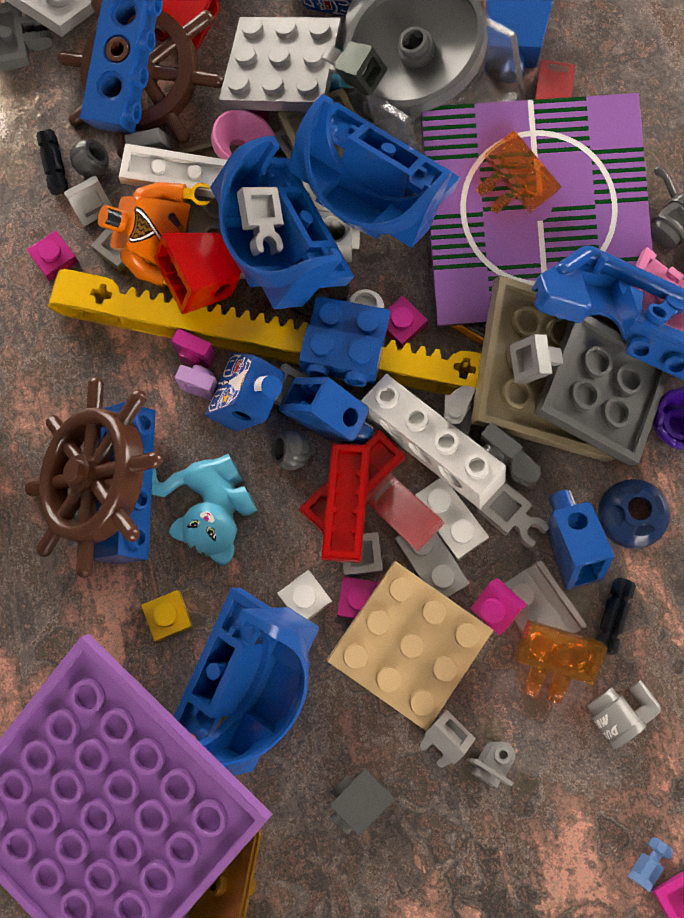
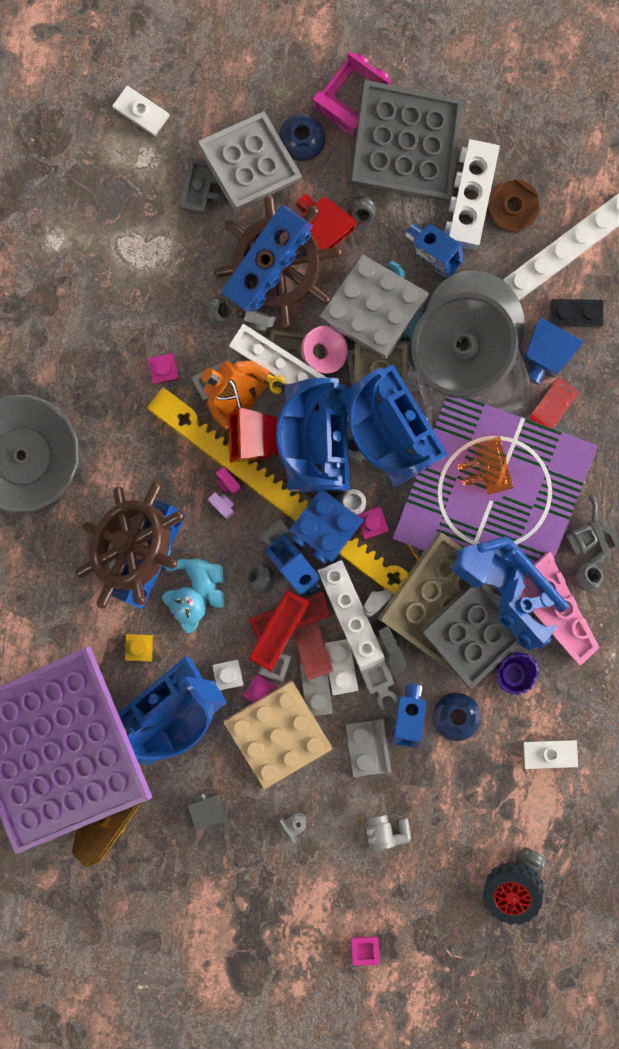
camera: 20 degrees right, 10 degrees up
(52, 162) = (190, 299): black axle -> none
(87, 200) = (203, 342): light grey tile -> none
(246, 387) = (249, 528): blue torso -> none
(261, 213) = (306, 423): light grey plate -> none
(357, 66) = (416, 346): pearl dark grey piece -> none
(449, 738) = (275, 799): light grey tile -> none
(498, 606) = (342, 736): dark pink plate -> none
(533, 358) = (434, 598): light grey tile -> none
(561, 653) = (364, 781): clear orange hinge -> none
(616, 614) = (411, 774): black axle -> none
(647, 868) = (356, 924): medium blue piece -> none

